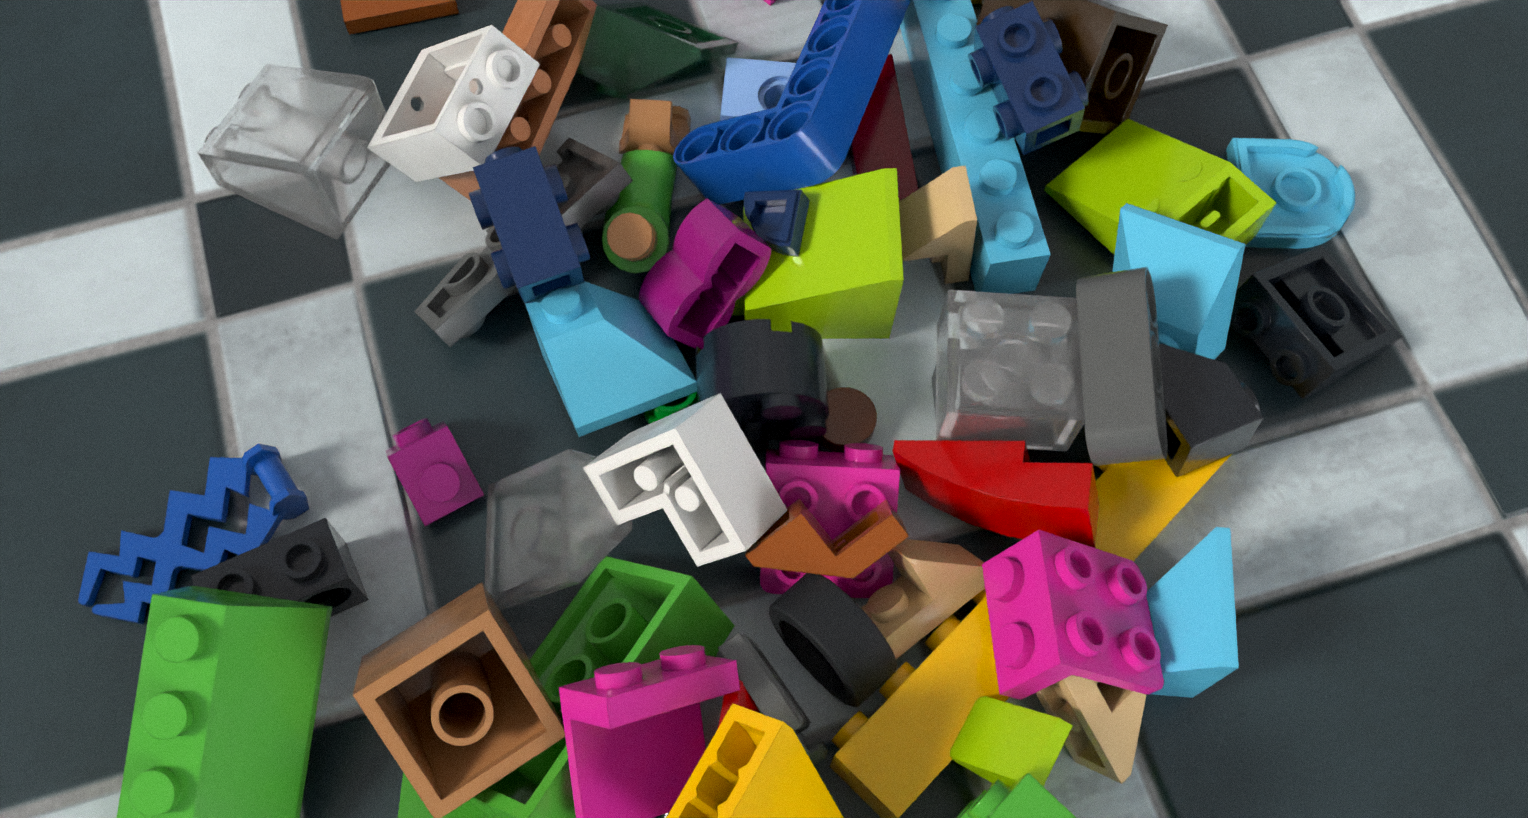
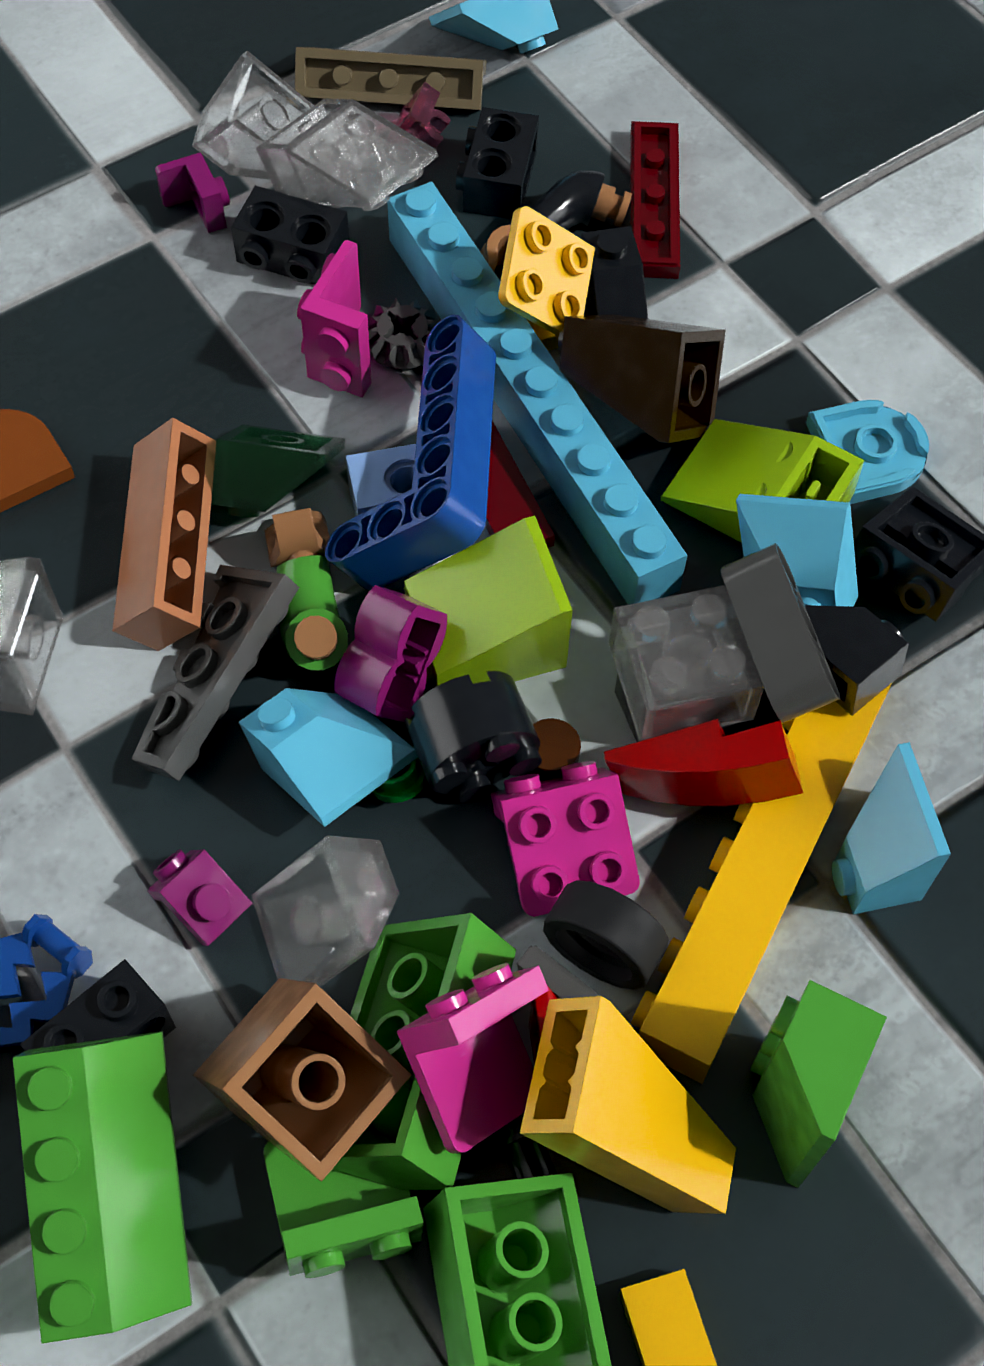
camera: 15 degrees left, 5 degrees down
(465, 101) = (93, 542): white window -> none
(522, 205) = (225, 647): dark blue brick -> none
(700, 475) = (443, 821): white brick -> none
(778, 218) = (442, 586): dark blue tile -> none
(802, 544) = (551, 861): dark orange slope -> none
(932, 587) = (673, 870): tan slope -> none
(941, 224) = (587, 553): tan slope -> none
(1009, 741) = (781, 969): lime slope -> none
(1023, 66) = (621, 407): dark blue brick -> none
(1069, 613) = (798, 849): dark pink bracket -> none
(1103, 722) = (839, 927): tan slope -> none

